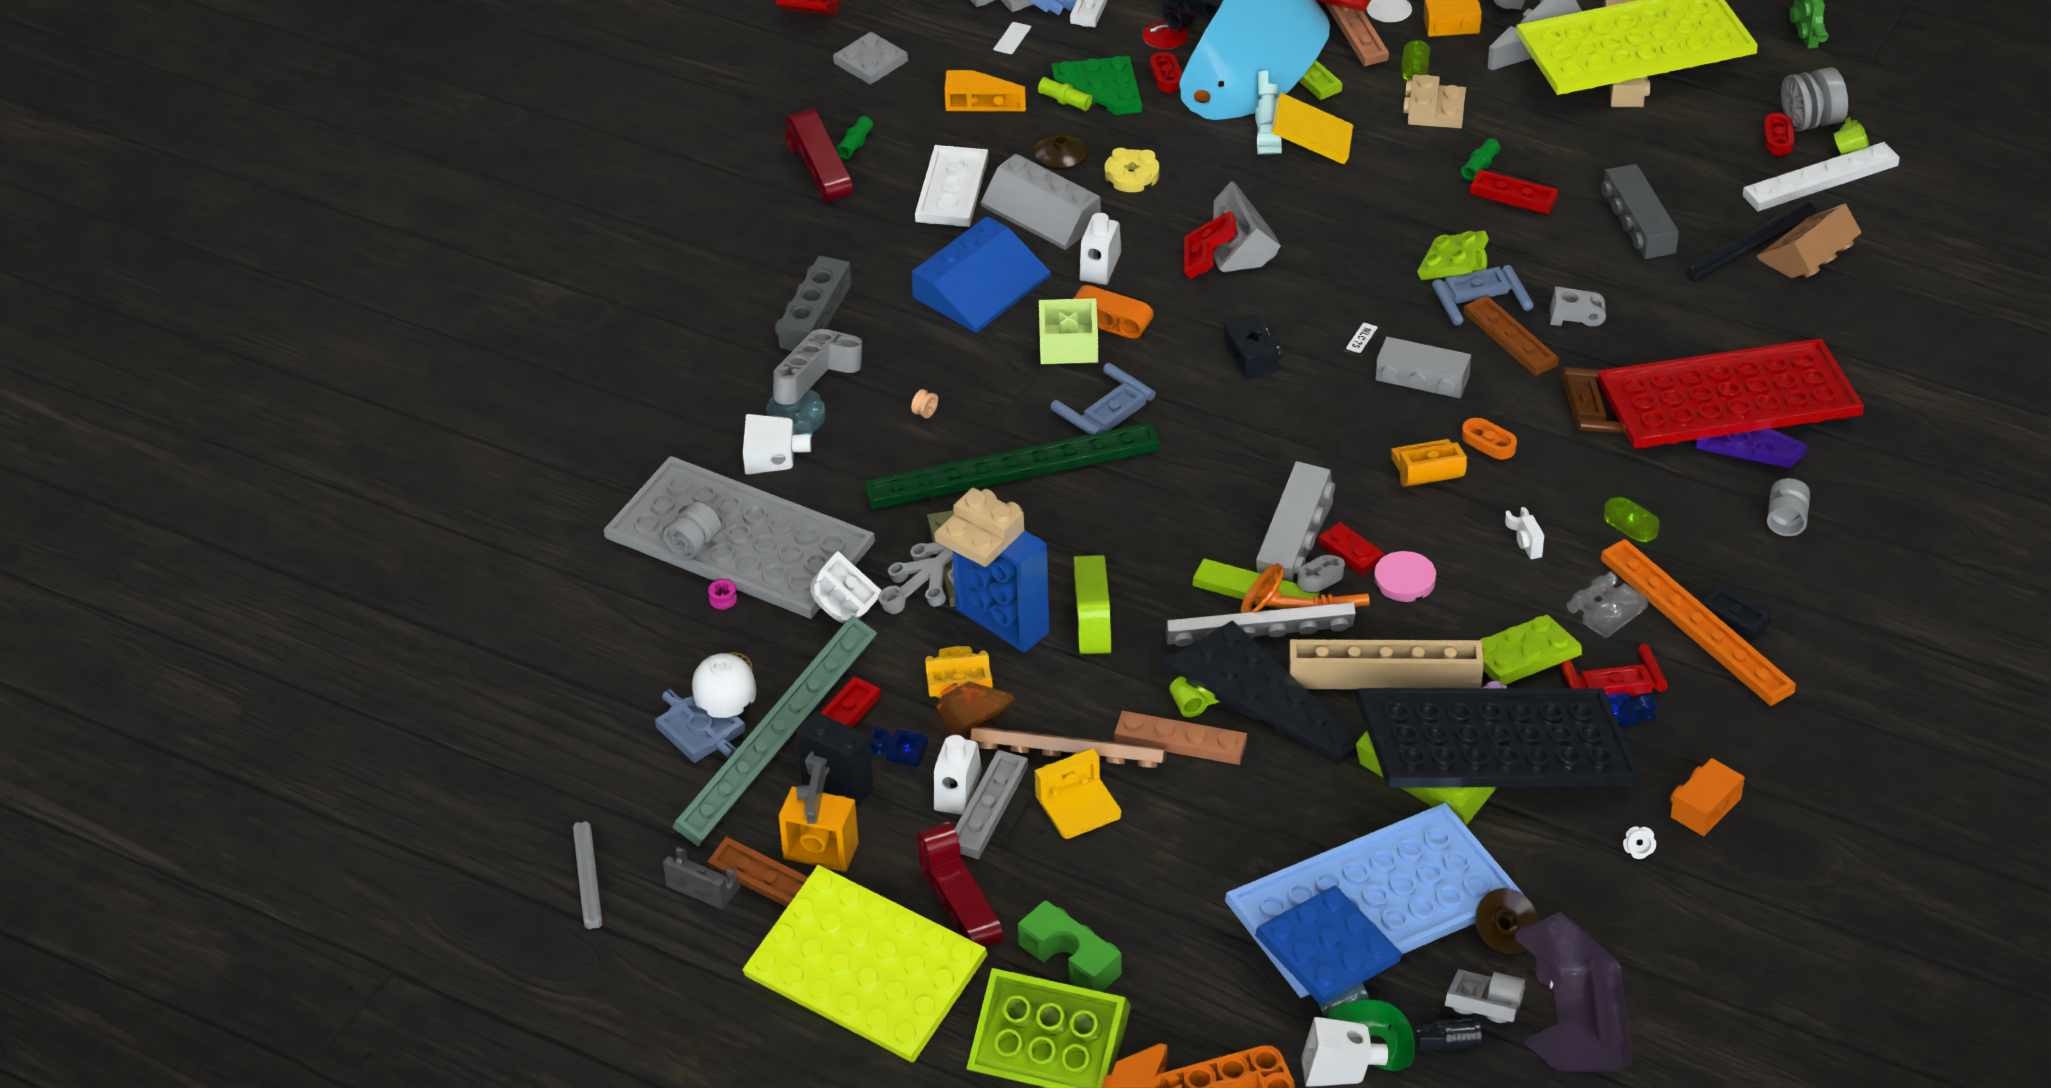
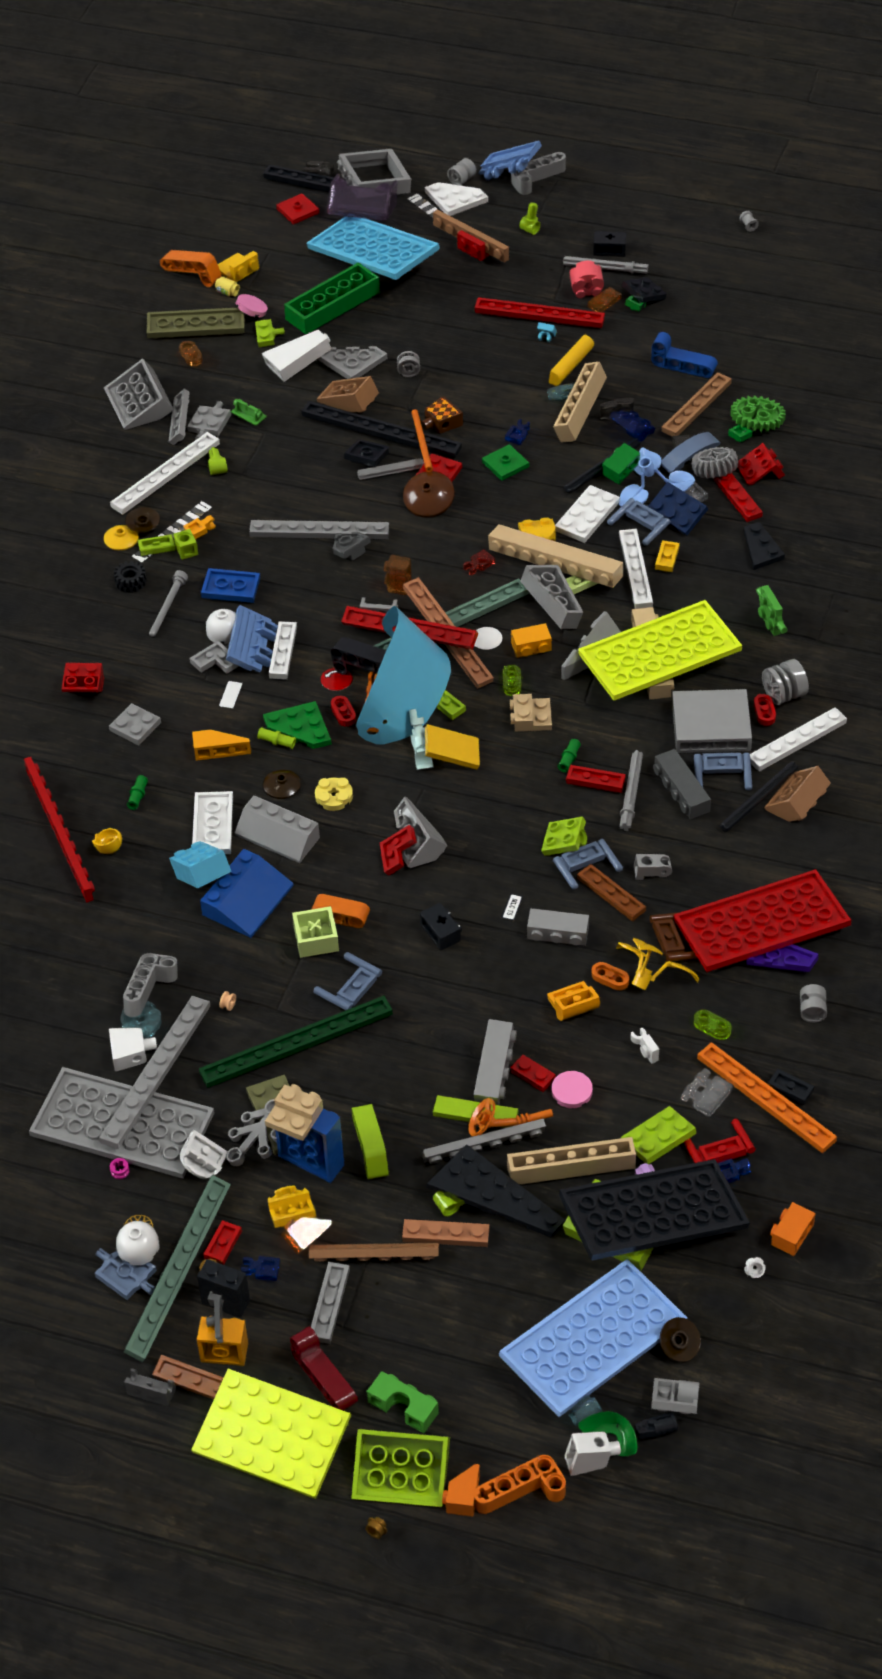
camera: 10 degrees left, 5 degrees up
(587, 875) = (73, 1395): light grey axle -> none
(691, 530) = (91, 1126): light grey wheel -> none
(736, 170) = (62, 834): none -> red plate
(798, 478) = (154, 1072): none -> light grey plate
(799, 190) = (108, 841): none -> yellow hair
(809, 137) = (106, 798): dark red beam -> none
(814, 301) = (136, 932): dark grey brick -> none
(920, 227) = (200, 864): none -> medium azure brick
(957, 761) = (305, 1279): white torso -> none
(1075, 794) = (386, 1288): yellow bracket -> none
(1100, 236) = (325, 856): white torso -> none
(1320, 573) = (514, 1100): light grey beam -> none
(1328, 944) = (571, 1378): blue plate -> none
(1539, 440) = (643, 974): none -> yellow plant
(1553, 237) = (627, 812): none -> light grey axle
(1588, 999) = (739, 1388): clear purple windscreen -> none
(1697, 139) = (711, 721): none -> light grey brick
(1706, 193) = (723, 764): none -> sand blue plate
(1851, 137) = (813, 706): lime axle -> none

